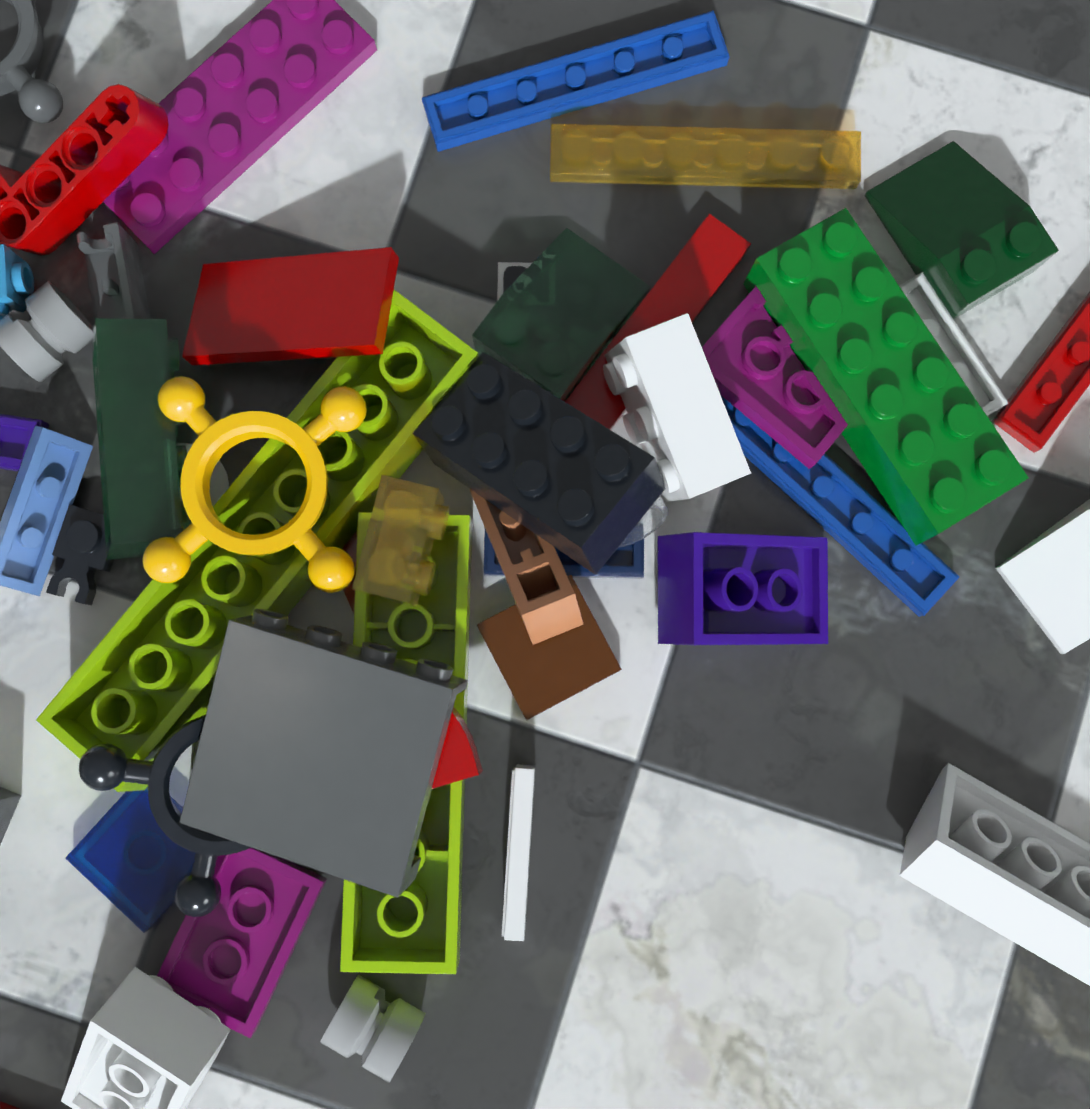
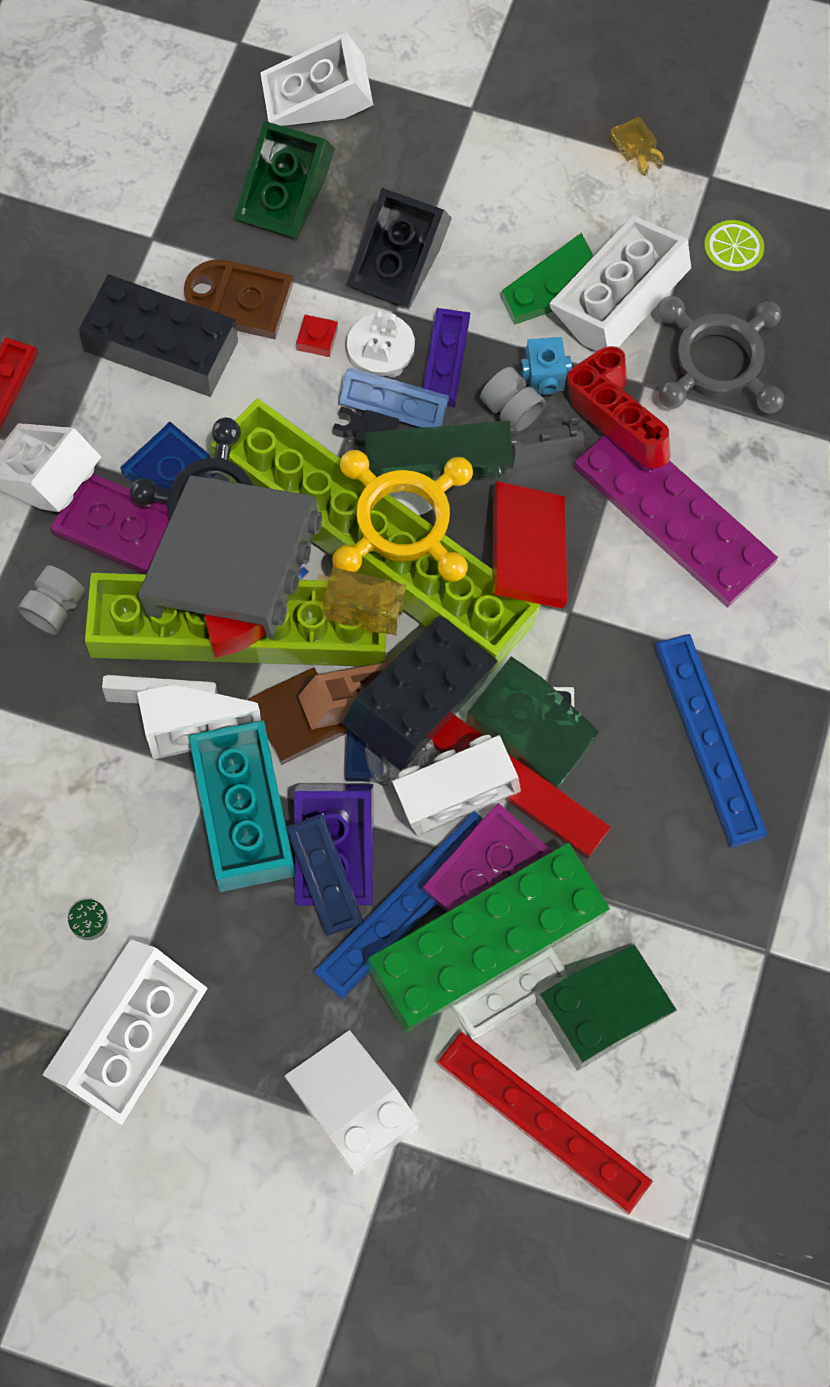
camera: 85 degrees right, 15 degrees down
(572, 822) = (178, 711): none -> white slope
(703, 724) = (241, 806): none -> teal brick
(705, 156) = (656, 830): clear yellow plate -> none
(797, 602) = (325, 874): none -> dark blue tile
(860, 937) = (88, 919): none -> dark green tile

